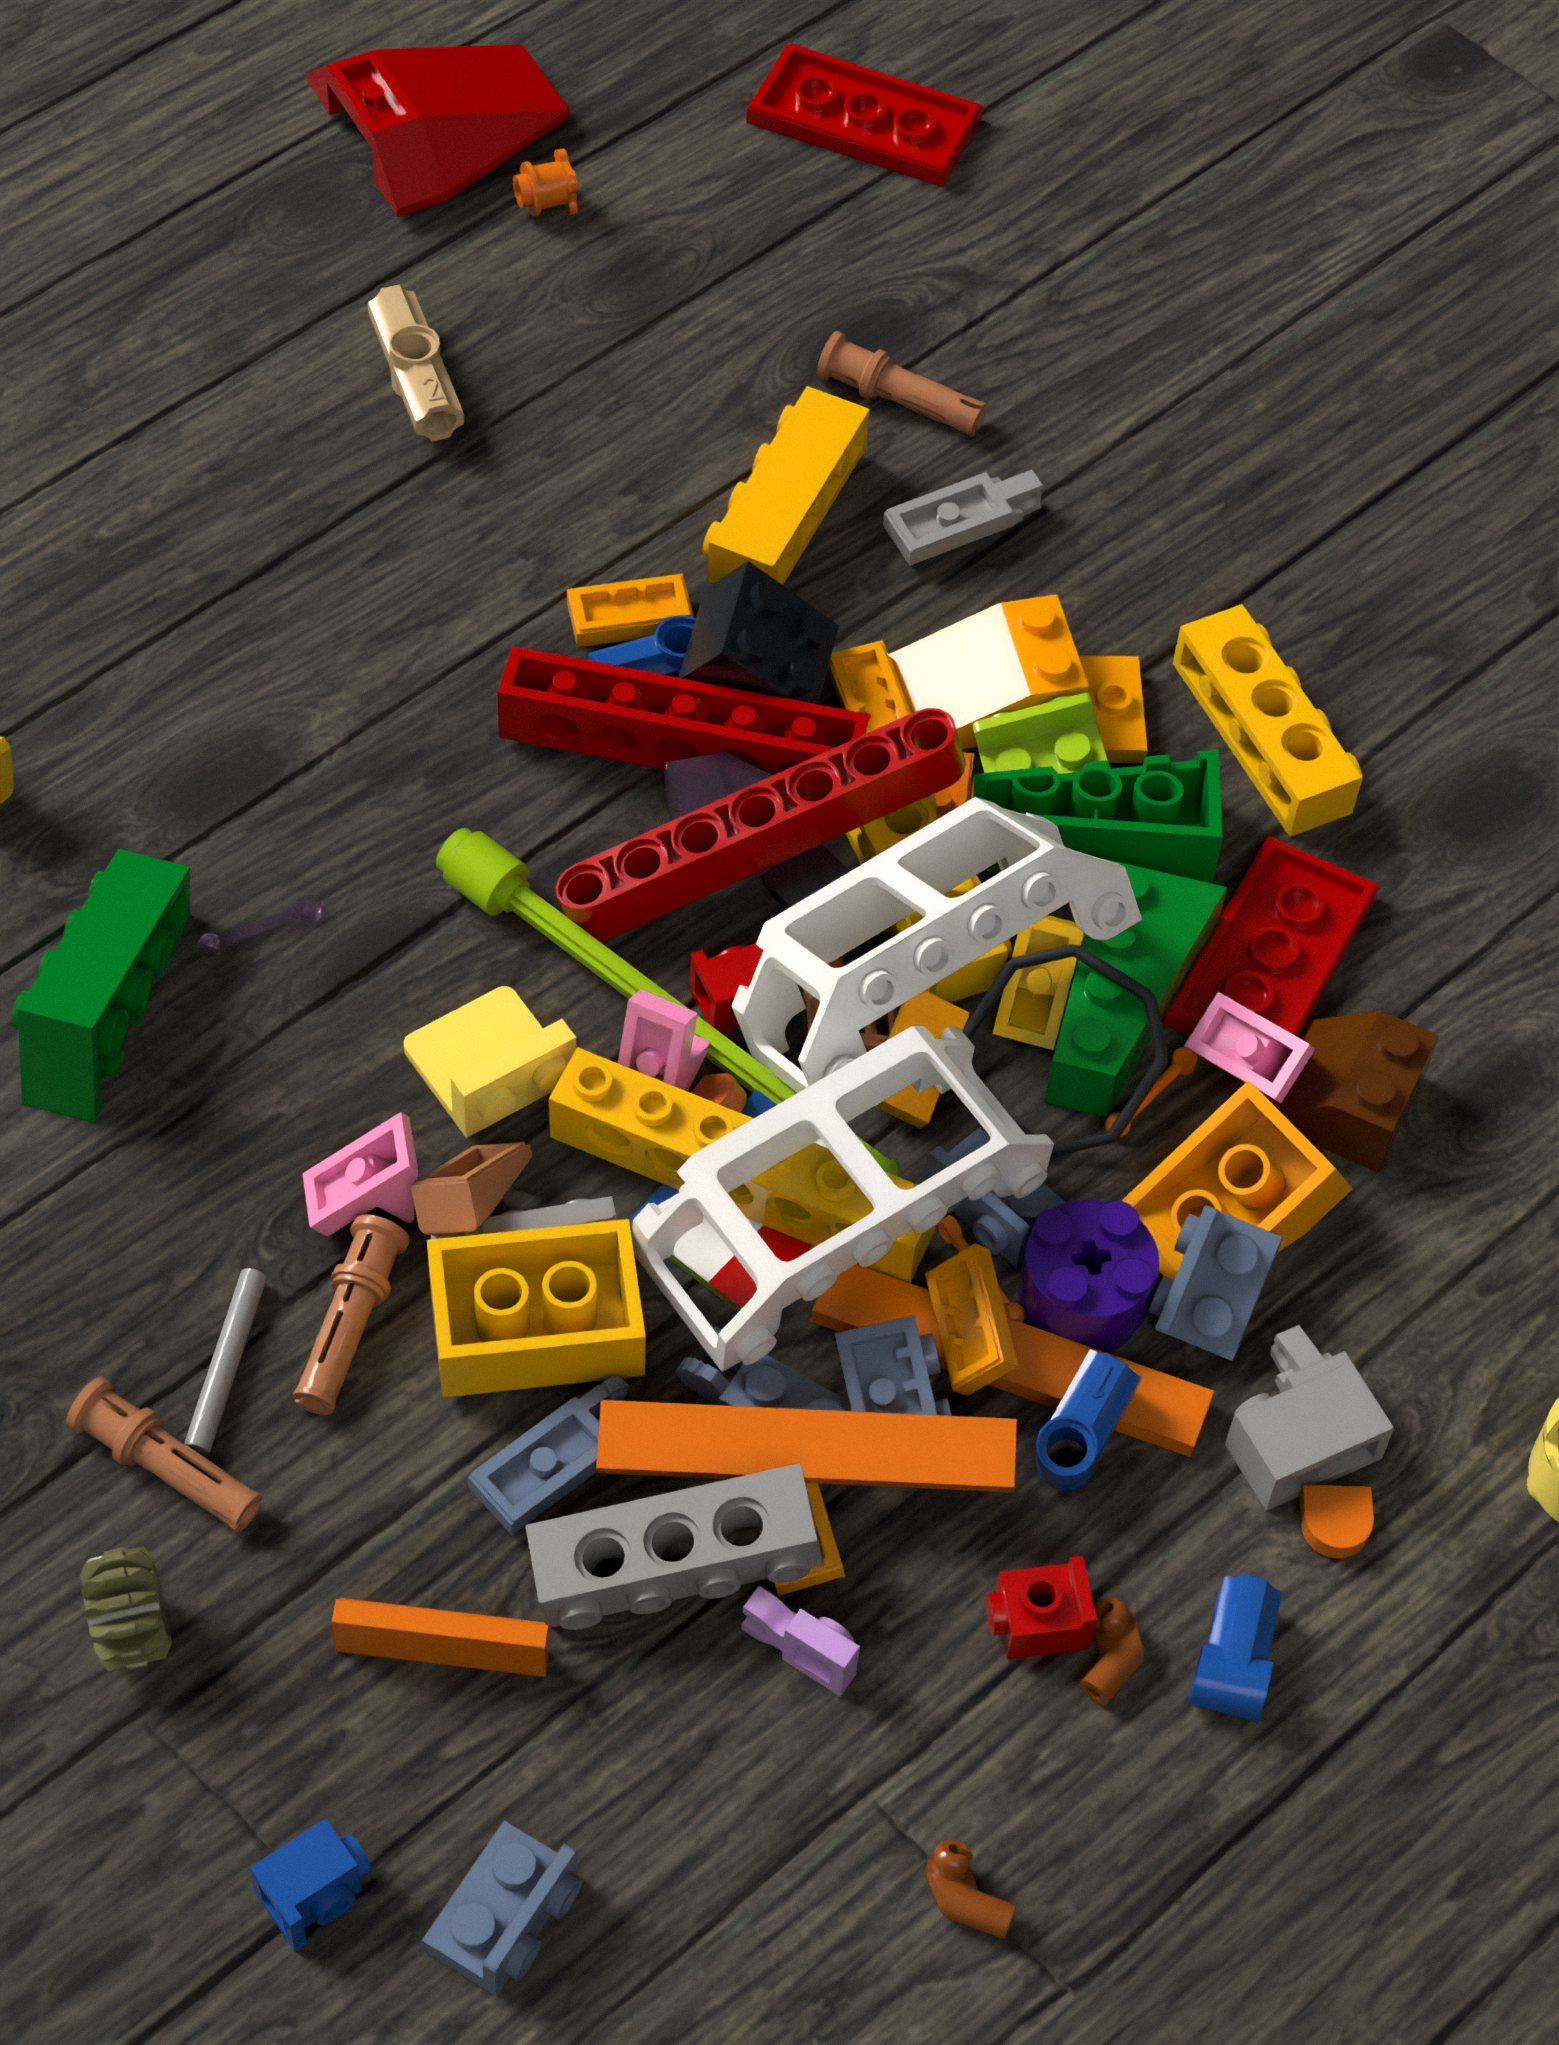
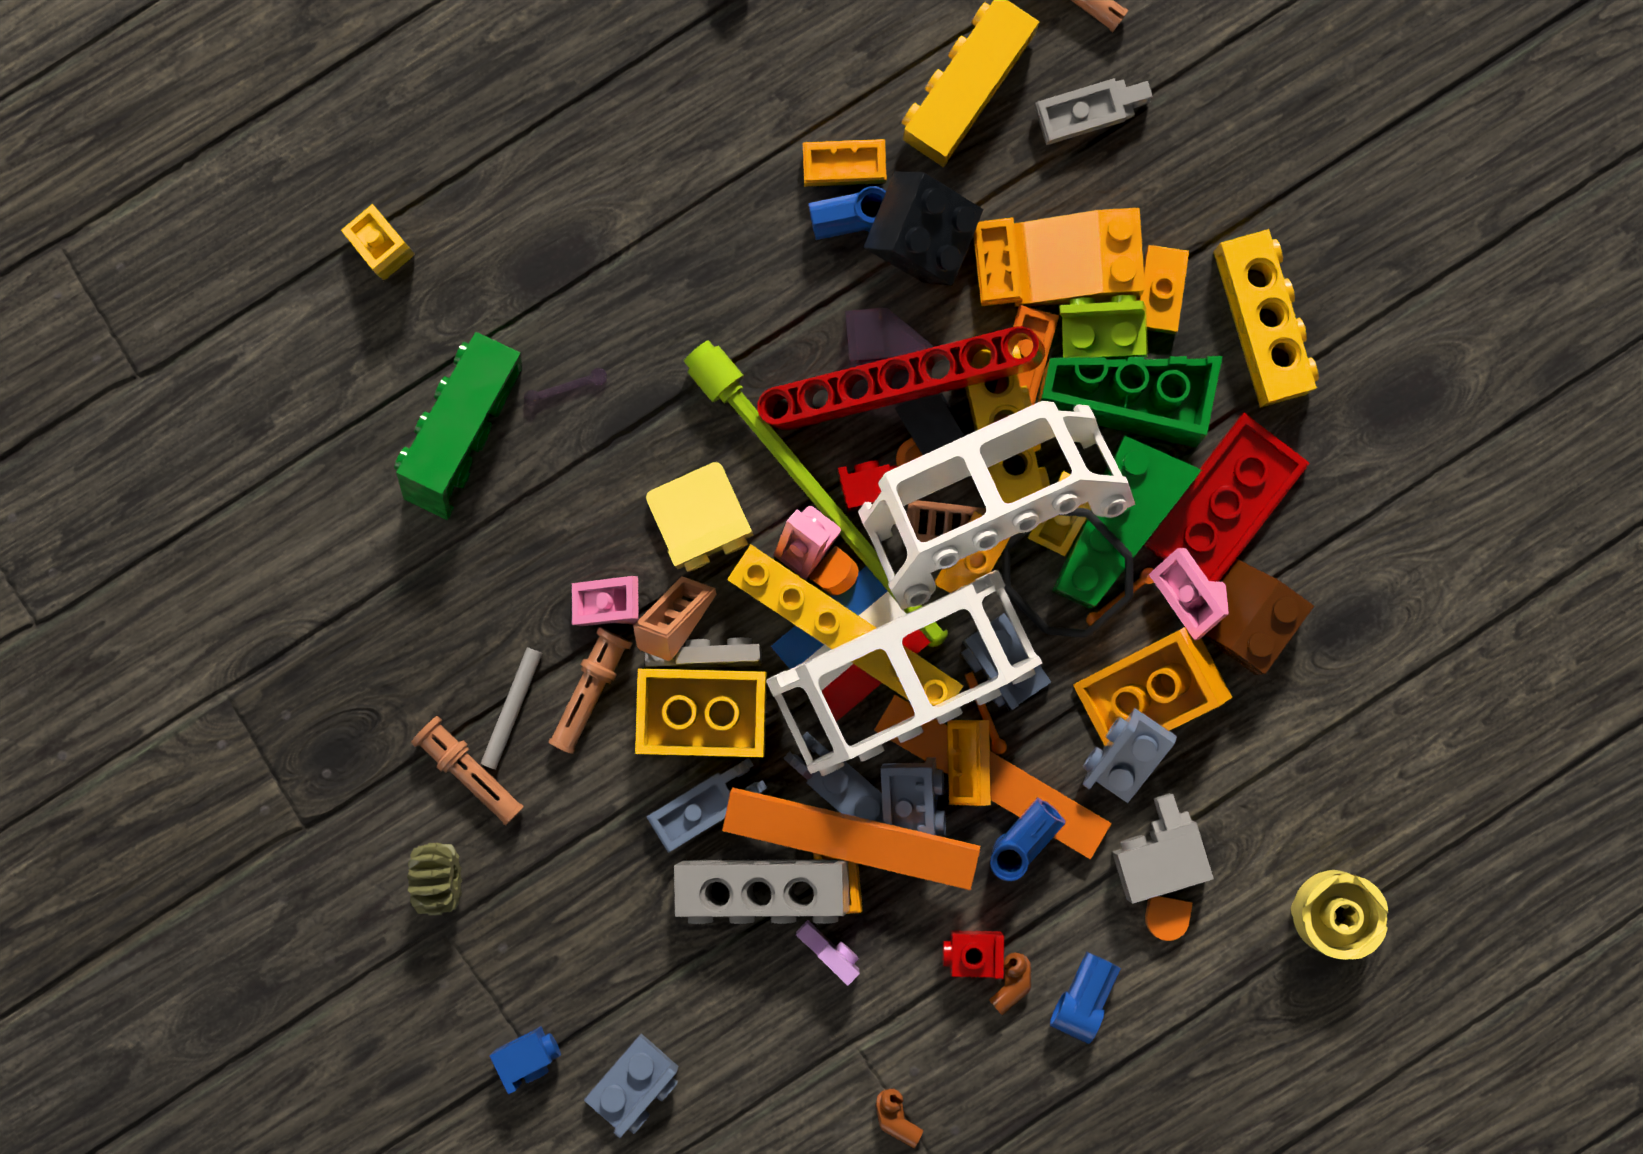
camera: 15 degrees right, 30 degrees up
(441, 1637) = (617, 918): orange tile -> none
(658, 716) = (861, 276): red brick -> none
(1089, 1273) = (1067, 754): dark purple brick -> none

